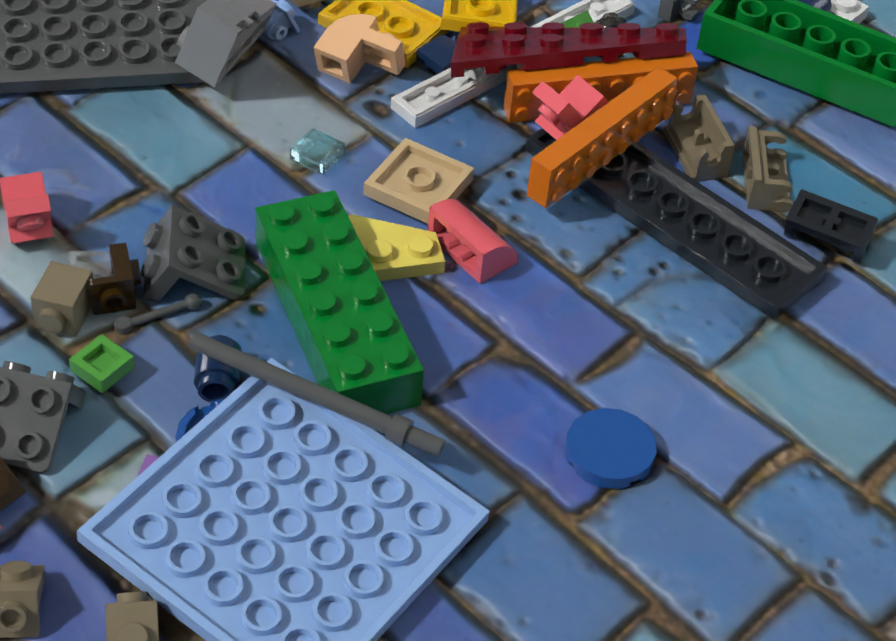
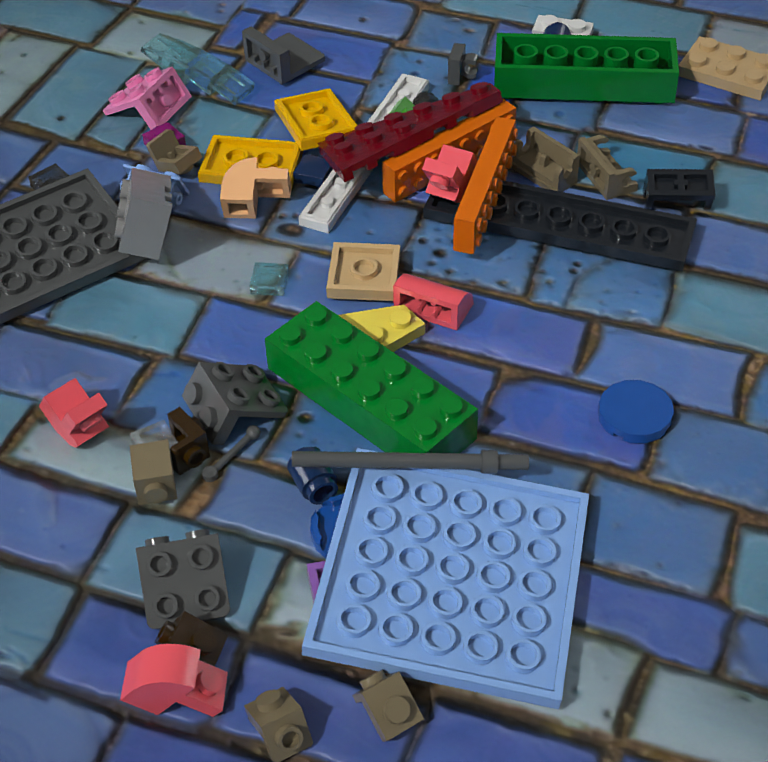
camera: 20 degrees left, 0 degrees up
(101, 363) = (218, 509): bright green plate -> none

